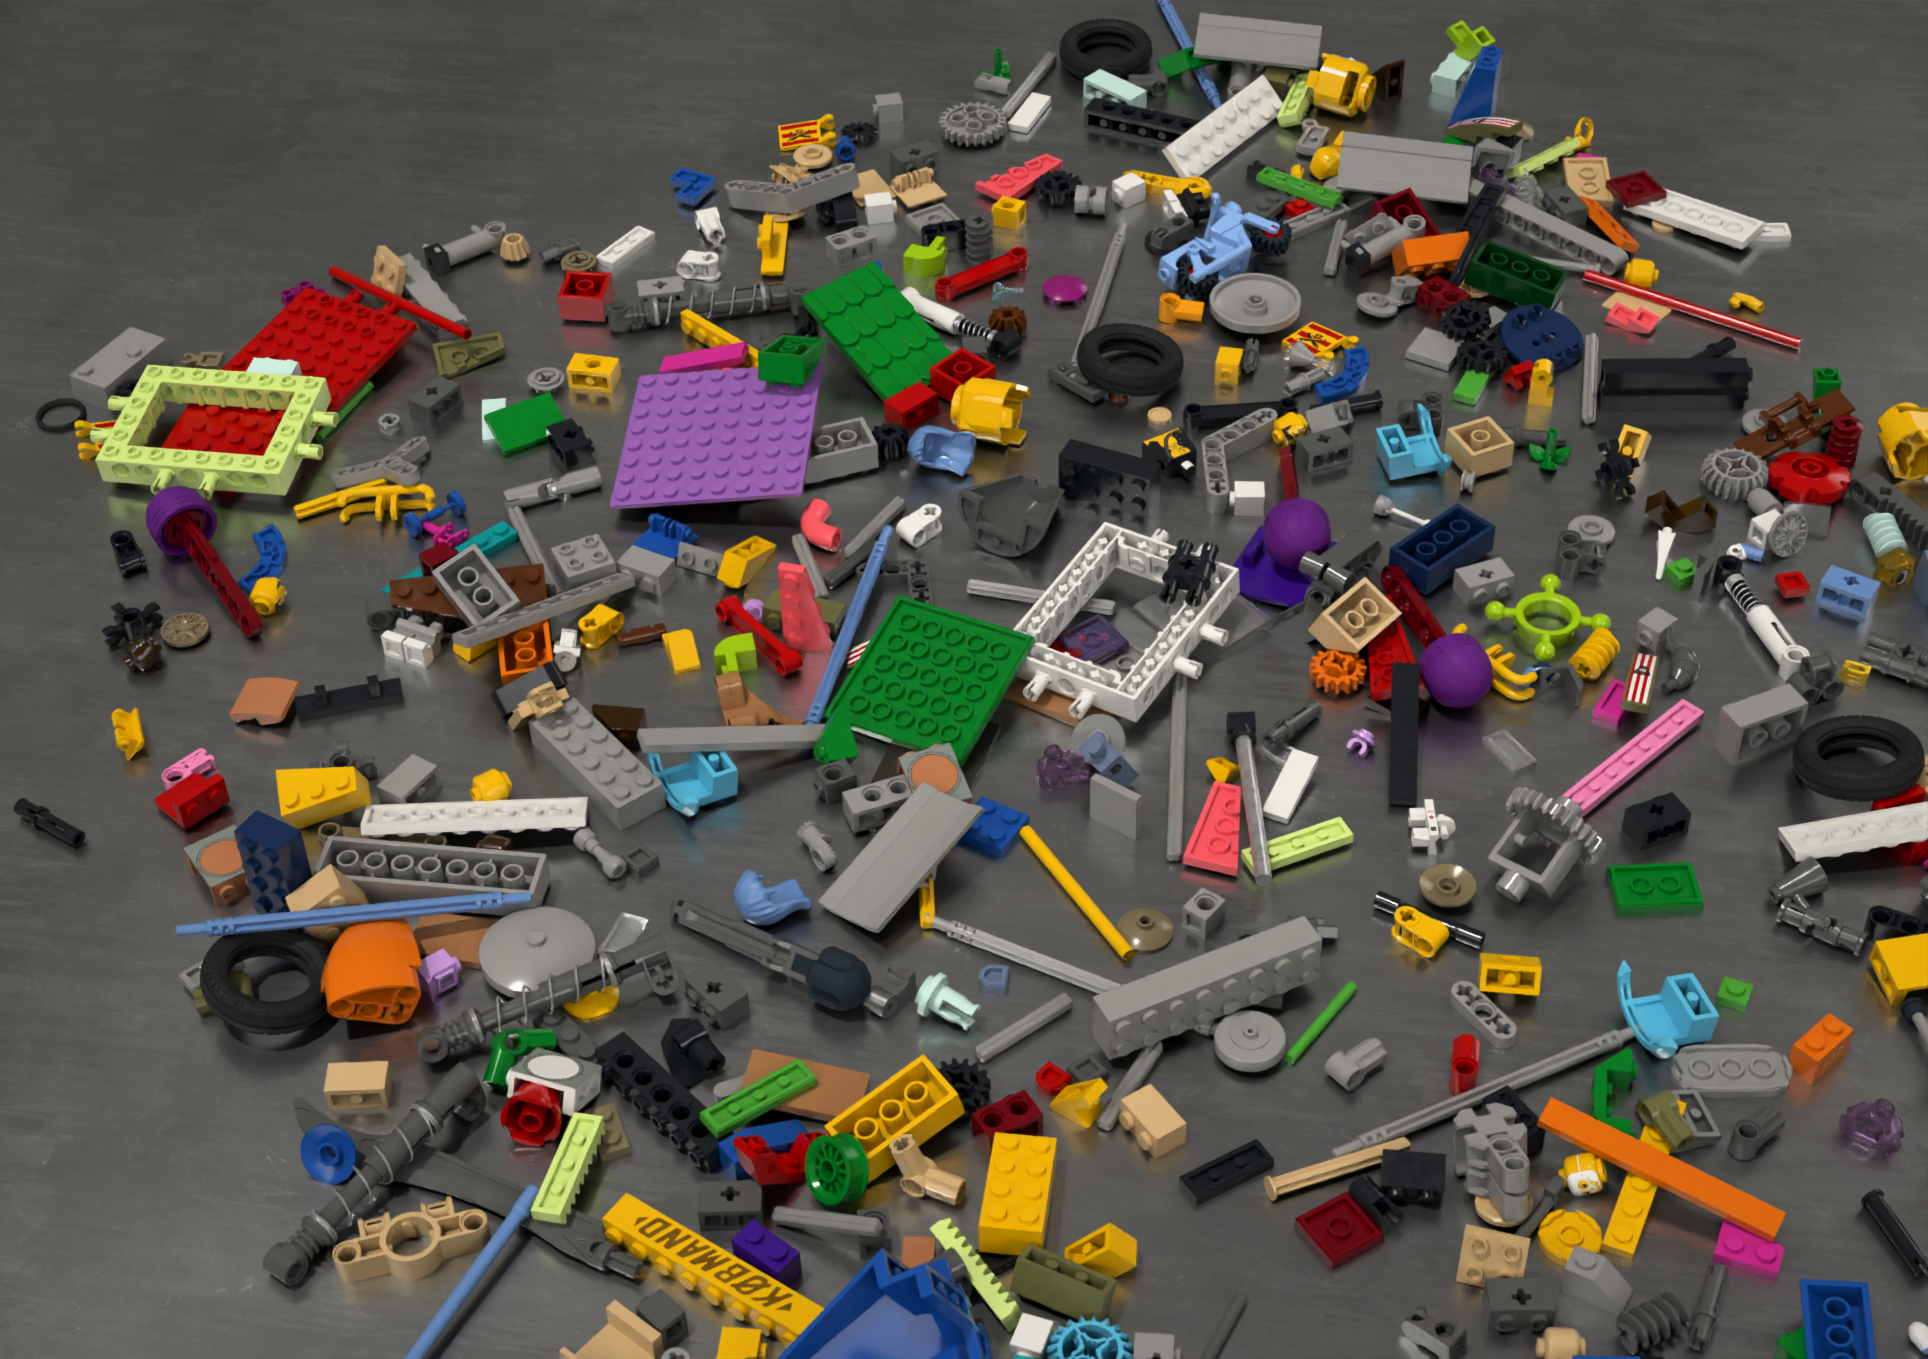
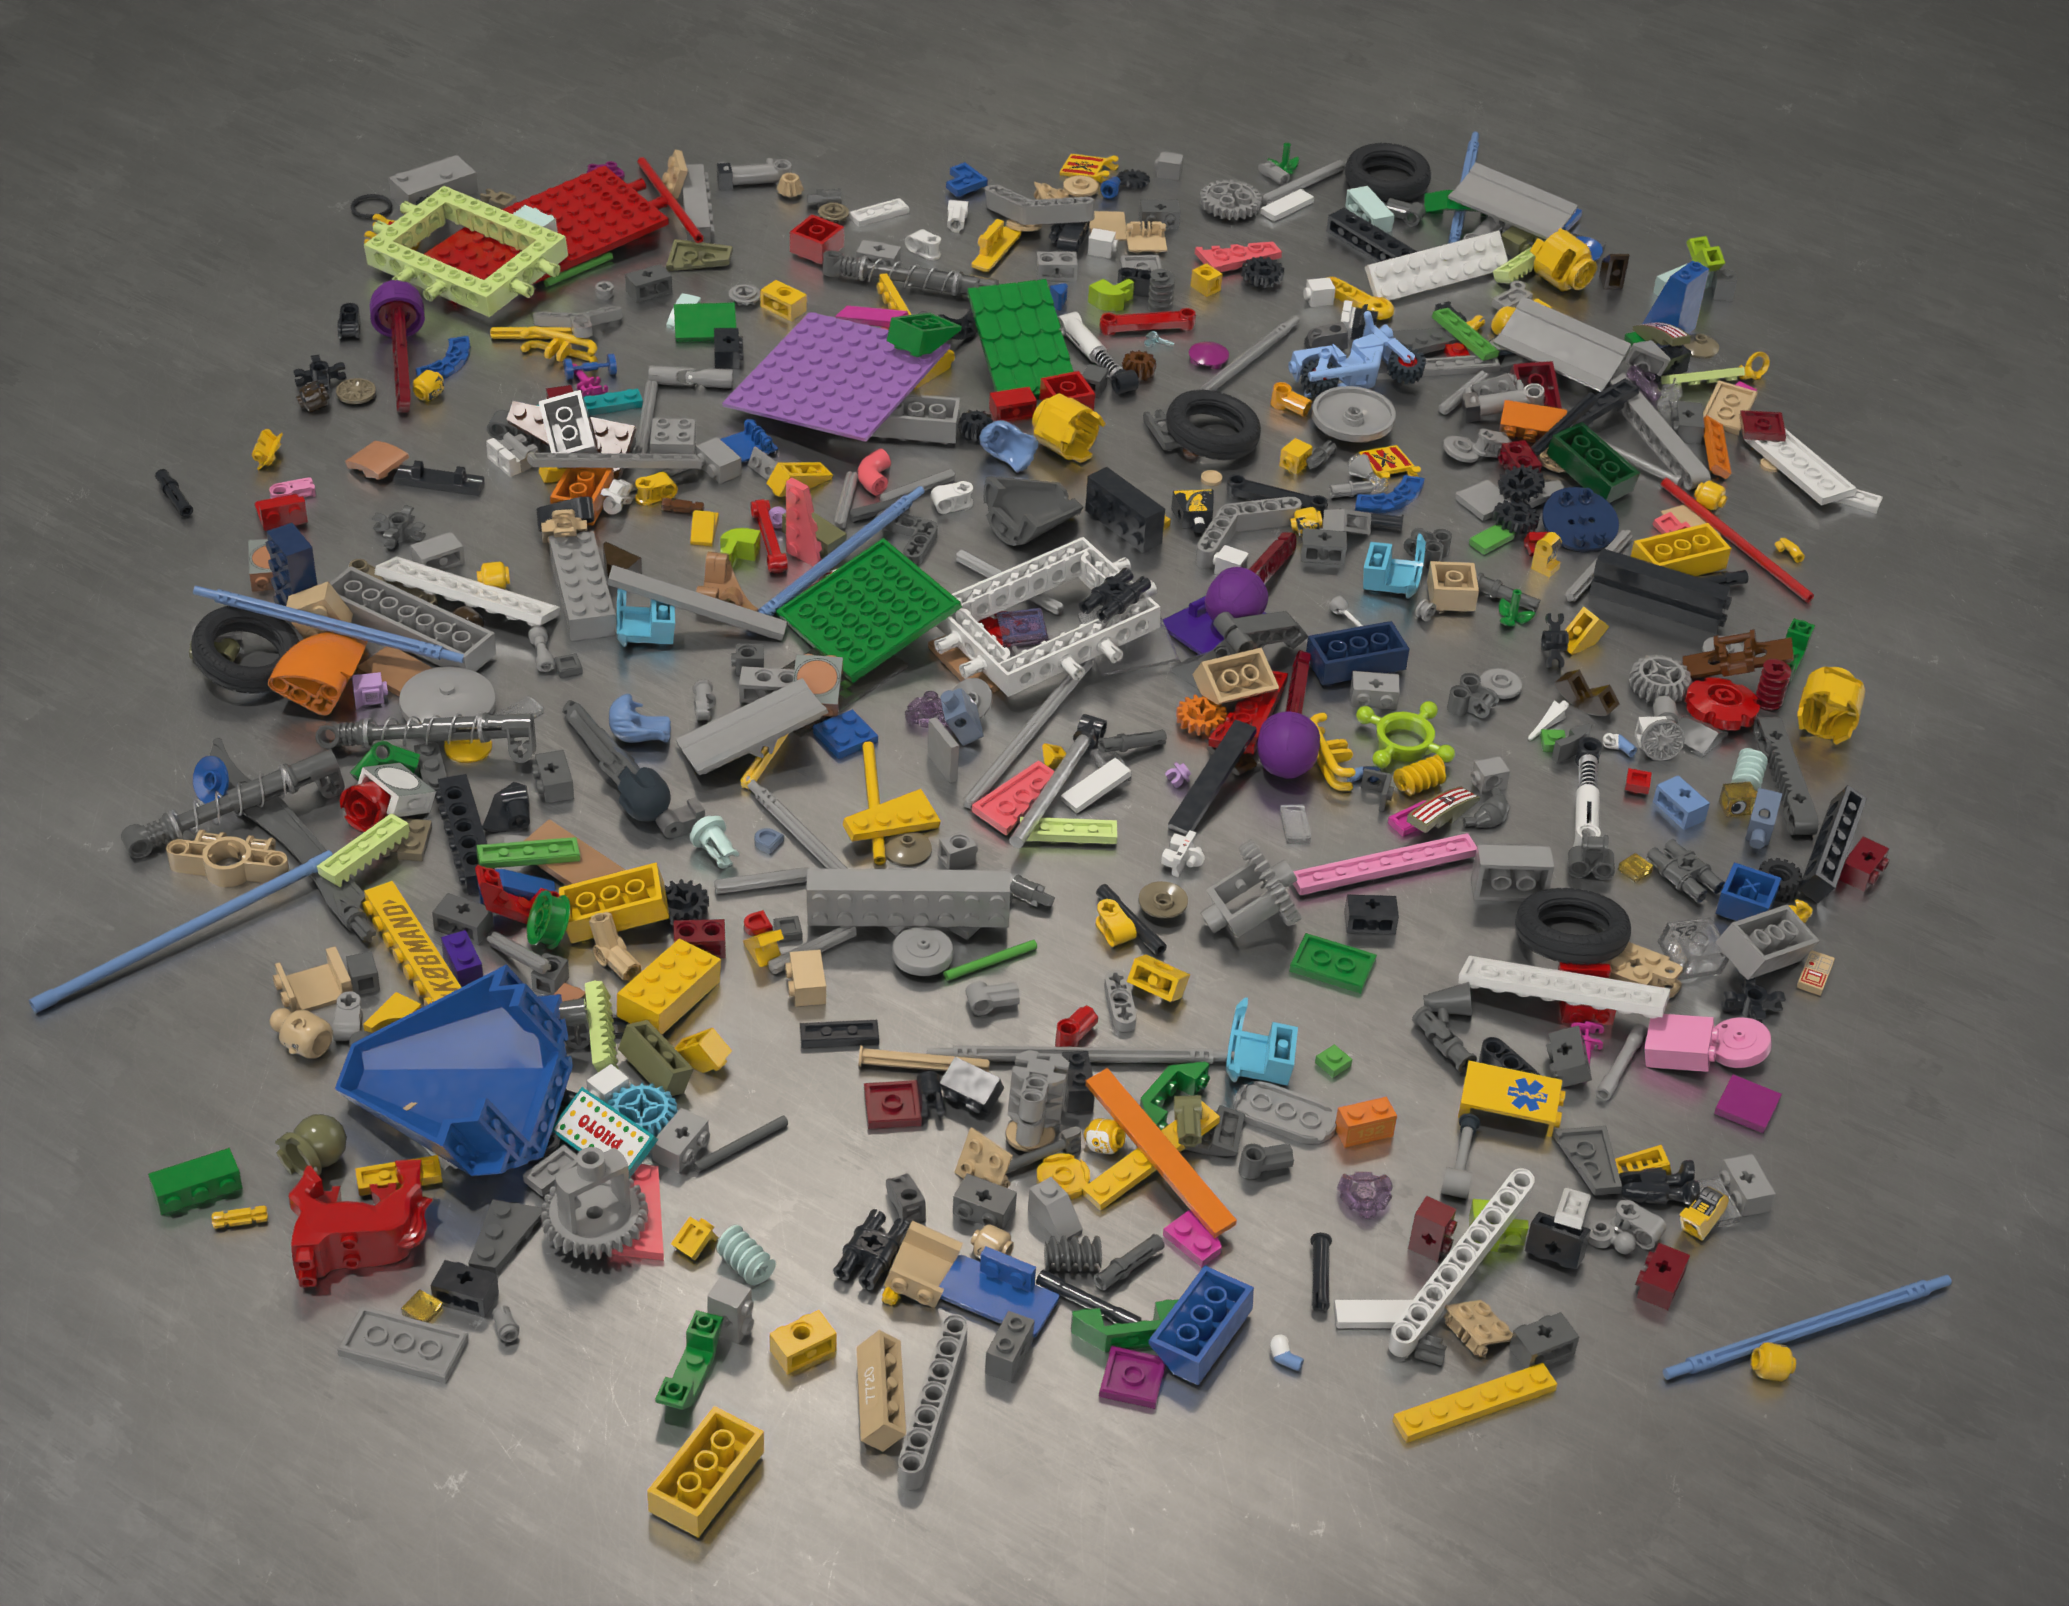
camera: 20 degrees right, 0 degrees up
(320, 793) = (365, 536): yellow wedge -> none
(358, 1085) = (263, 744): tan brick -> none
(836, 739) = (766, 629): green slope -> none
(1091, 200) = (1281, 290): light grey wheel -> none
(1113, 901) = (898, 816): none -> yellow wing
(1664, 334) = (1687, 550): none -> yellow brick

